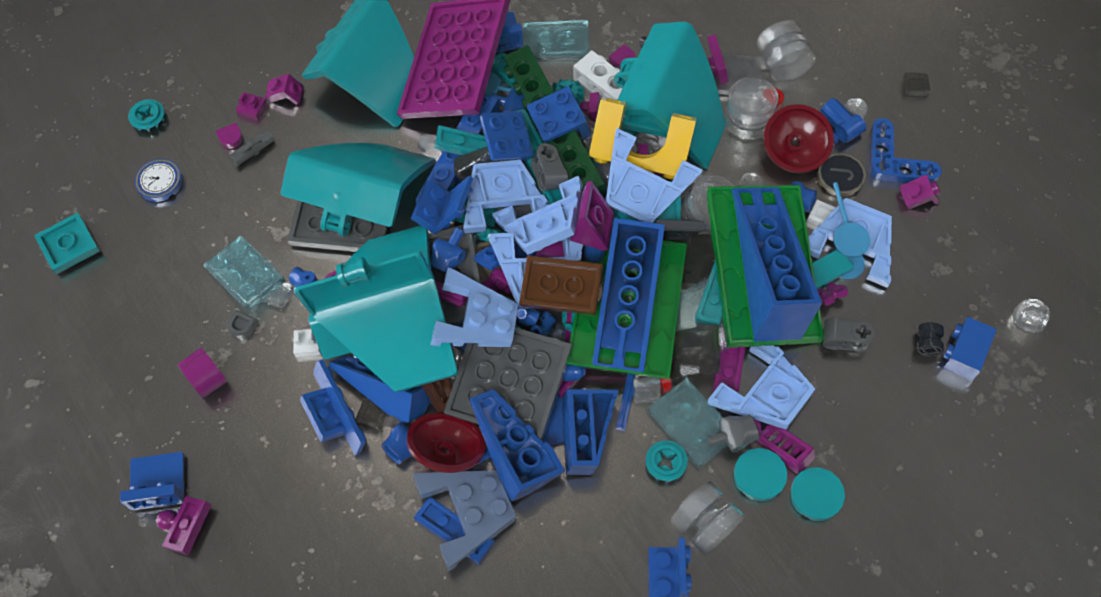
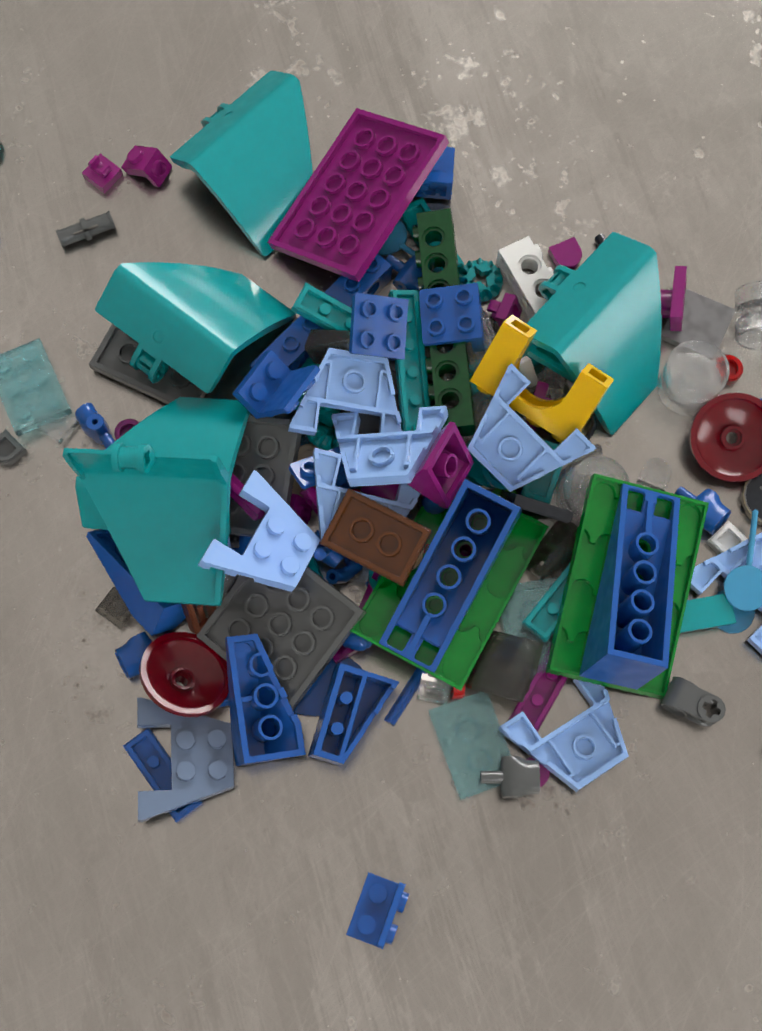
camera: 15 degrees right, 10 degrees up
(230, 136) = (66, 204): magenta tile -> none
(305, 343) = (66, 497): white tile -> none
(329, 411) = (69, 590): blue bracket -> none
(427, 144) = (290, 292): clear tile -> none
(447, 253) = (260, 450): blue piece -> none
(548, 168) = (416, 381): dark grey piece -> none
(557, 40) = (494, 204): clear light blue tile -> none
(669, 450) = (434, 767): teal gear -> none
(701, 512) = (439, 857): clear wheel -> none
(760, 474) = (526, 832): teal tile -> none
(801, 447) = (581, 835): magenta slope -> none
(817, 494) = (582, 878): teal tile -> none
(832, 292) = (697, 644): magenta piece -> none

